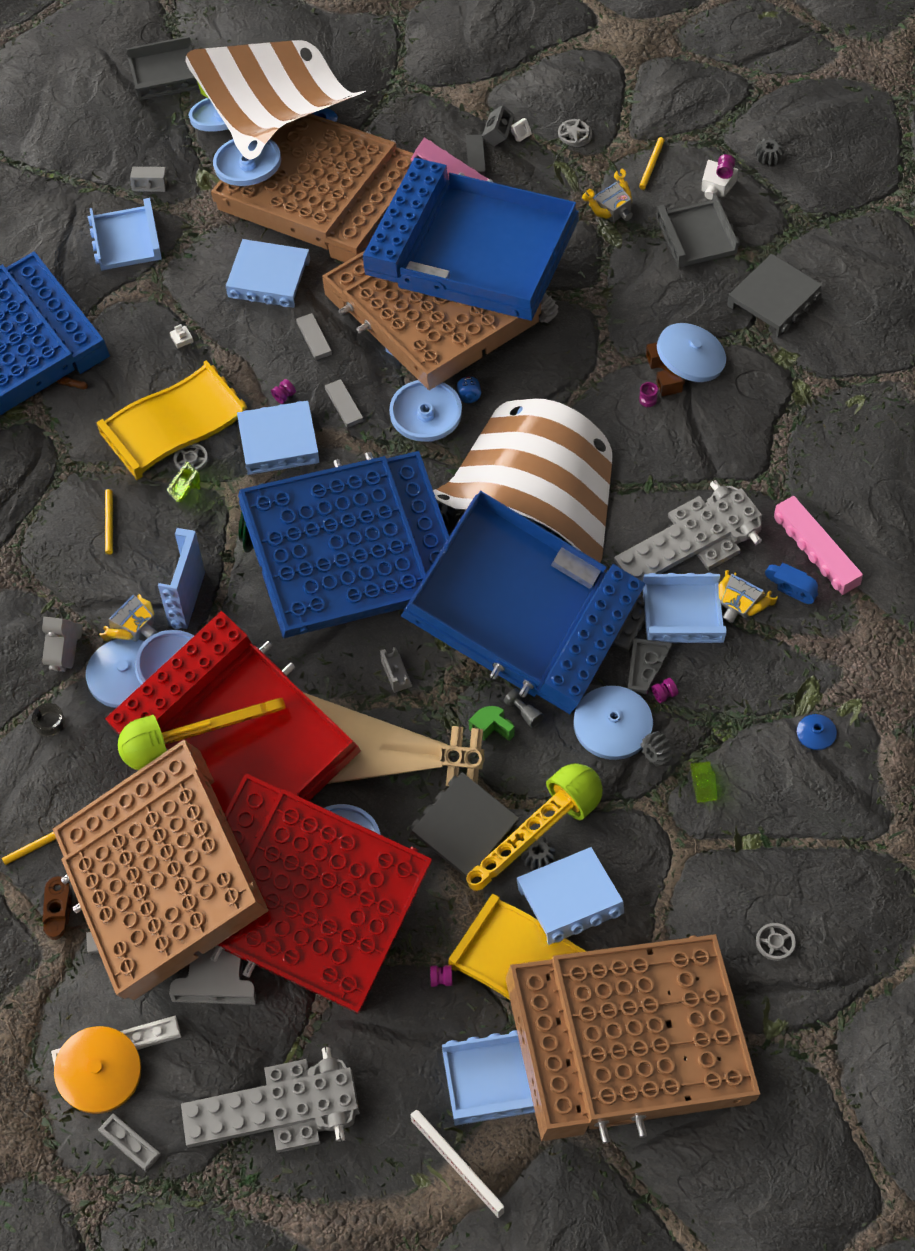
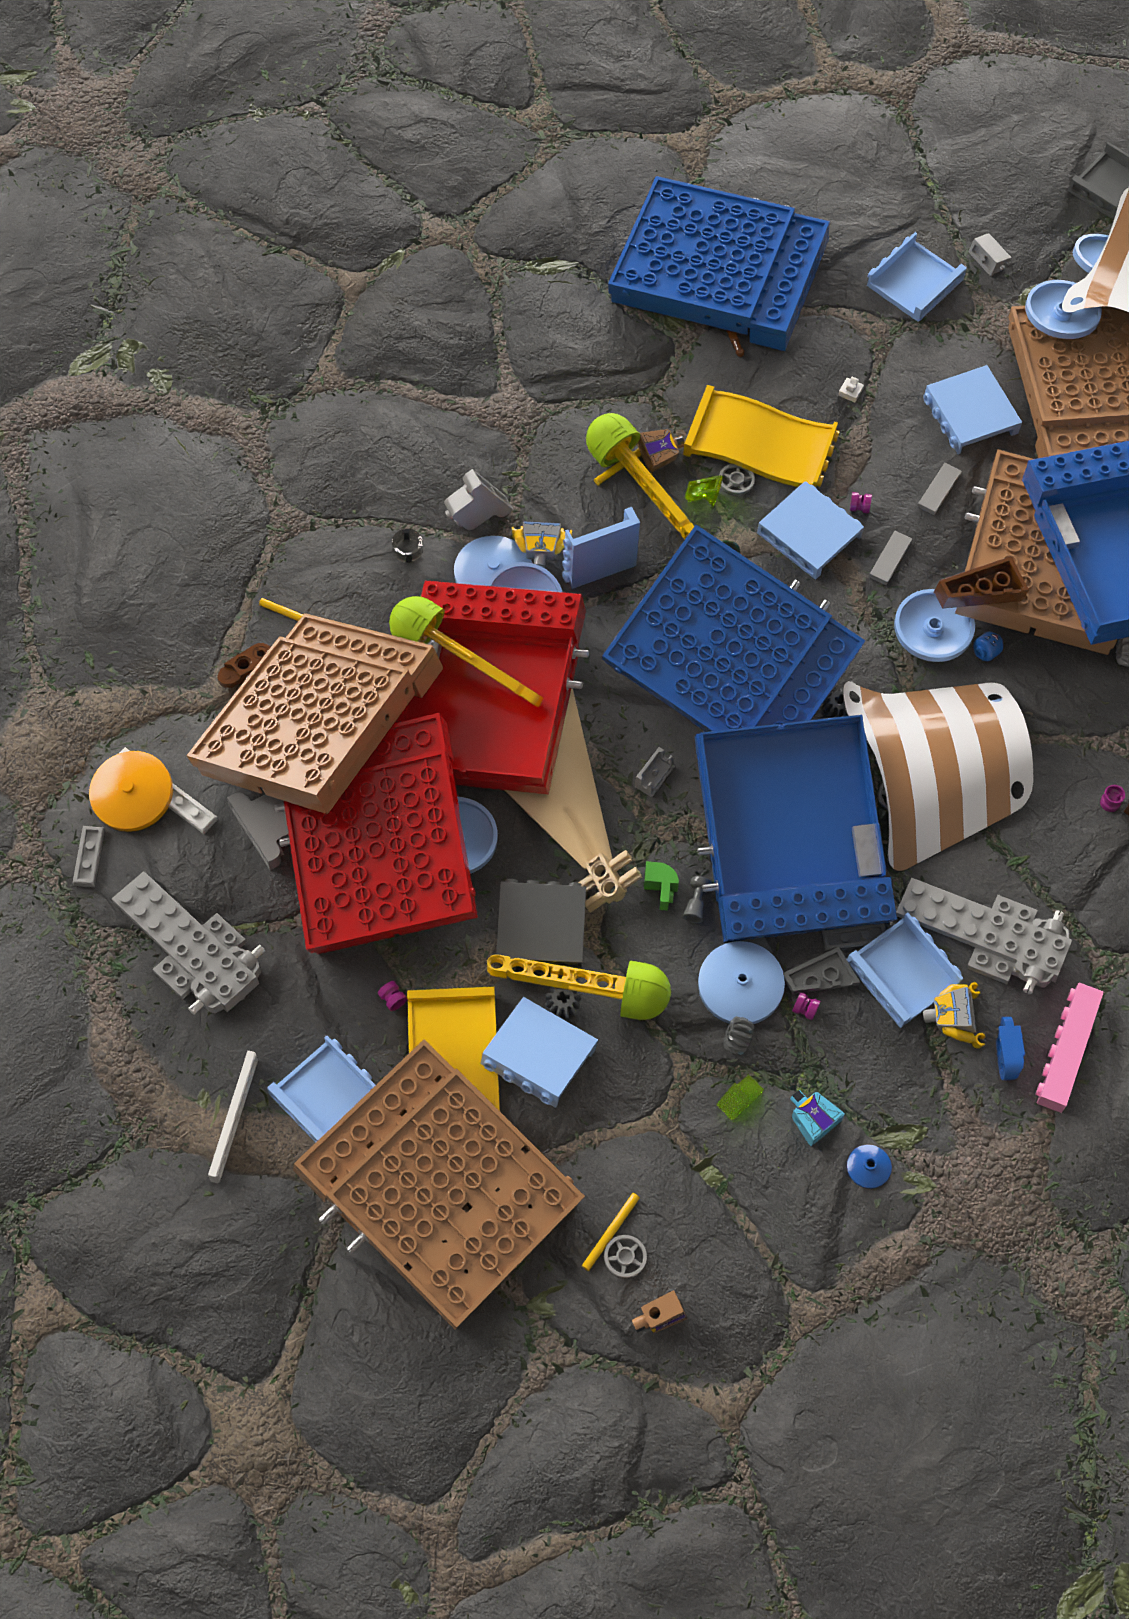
camera: 50 degrees right, 5 degrees up
(86, 513) = (610, 441): none -> piece
(120, 490) = (659, 448): none -> medium nougat torso
(436, 348) = (983, 586): none -> reddish brown wedge
(749, 940) = (610, 1232): none -> yellow bar
(755, 740) = (815, 1116): none -> torso
(841, 935) = (670, 1313): none -> medium nougat torso

